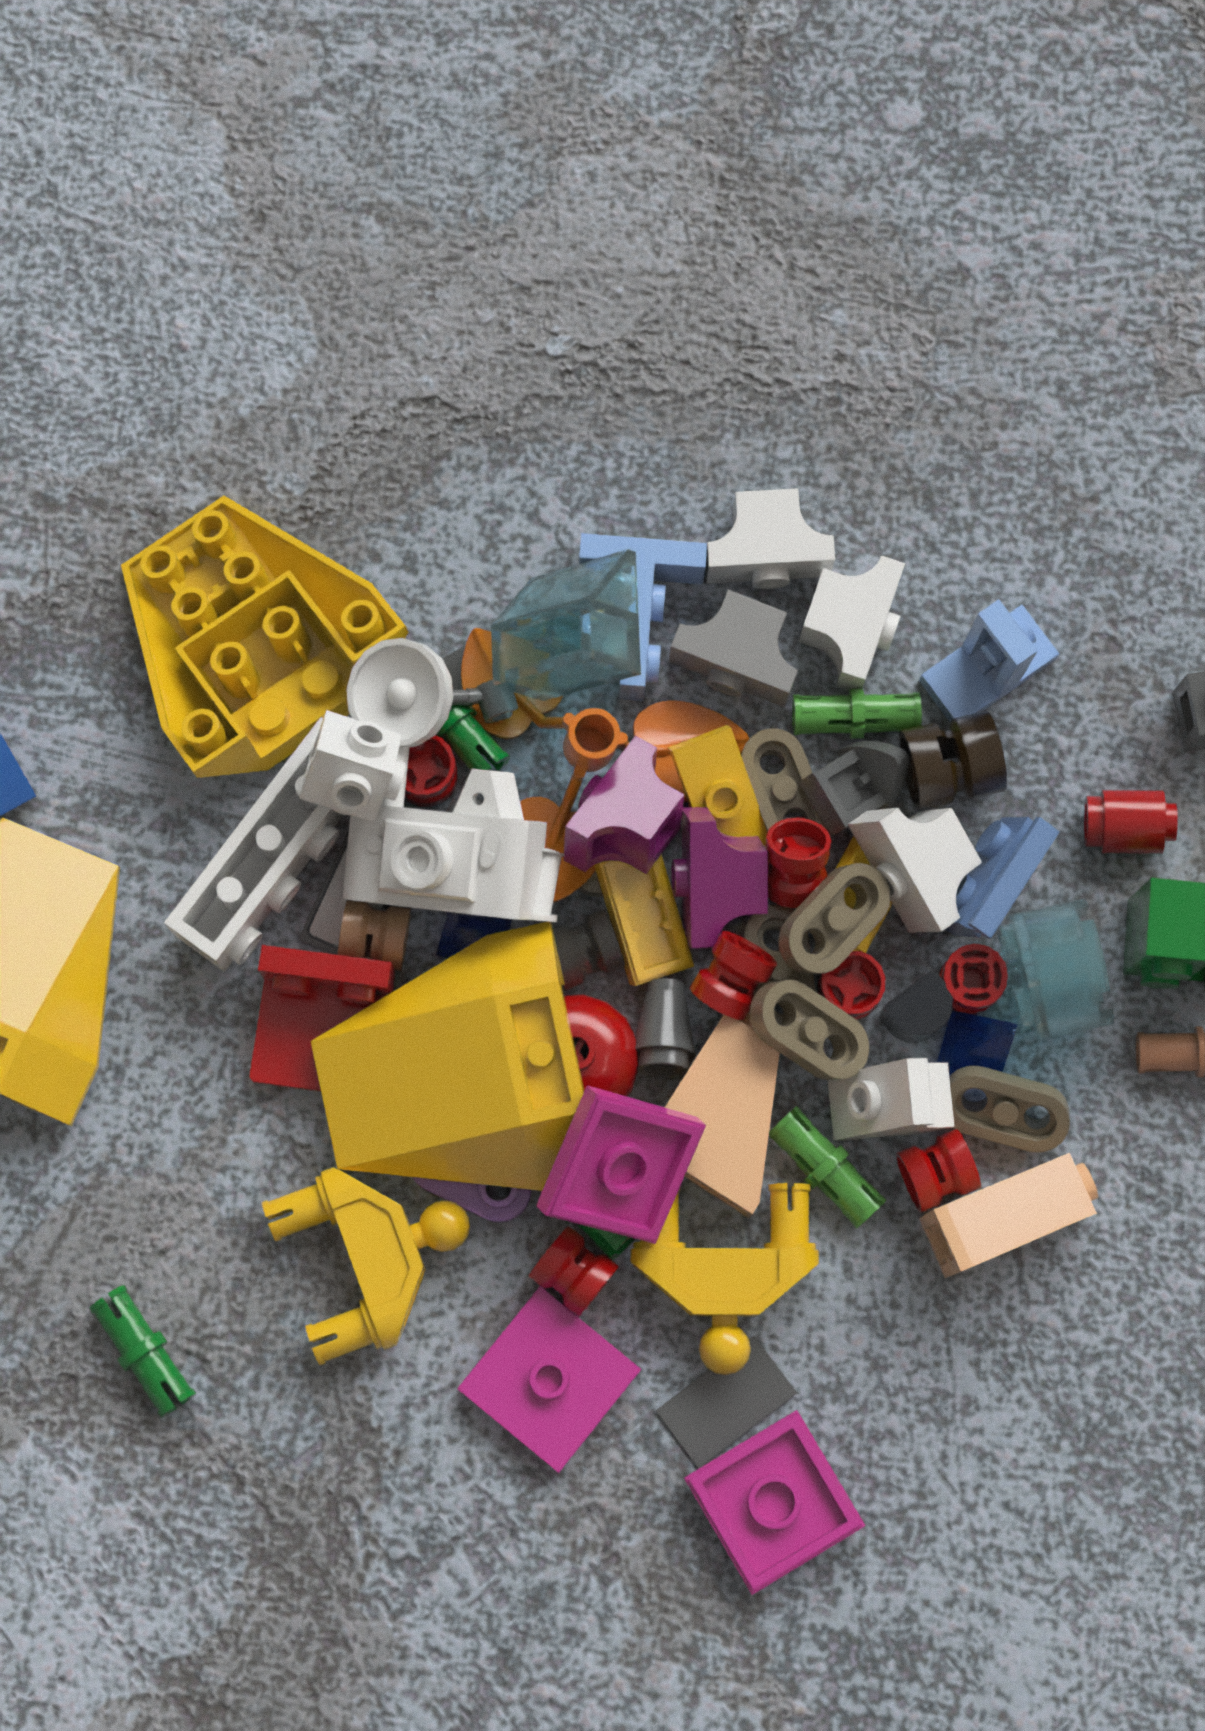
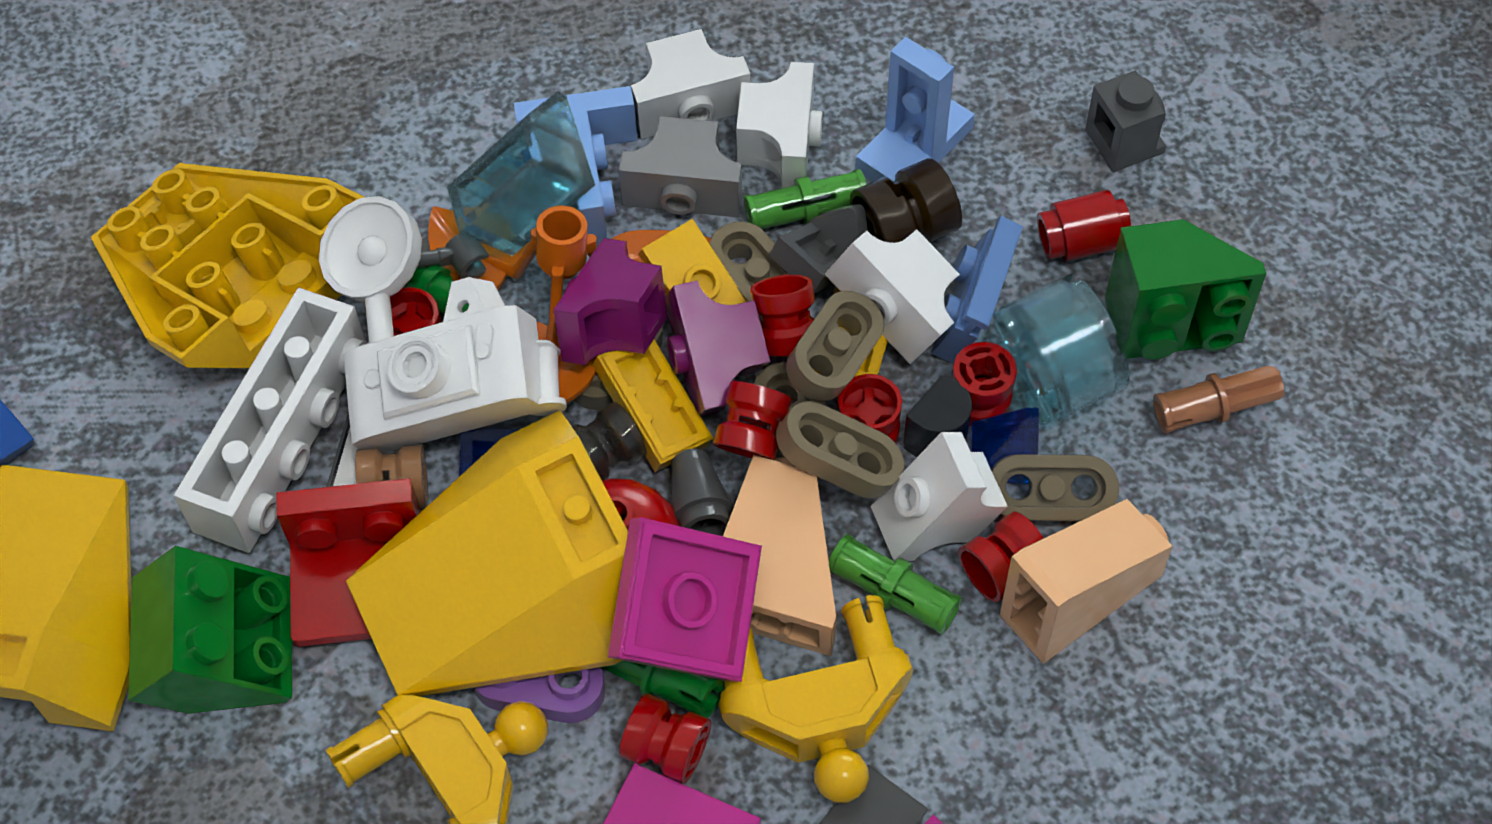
camera: 10 degrees left, 20 degrees down
(175, 1056) = (209, 634): none -> green slope
(353, 767) = (334, 303): white brick -> none

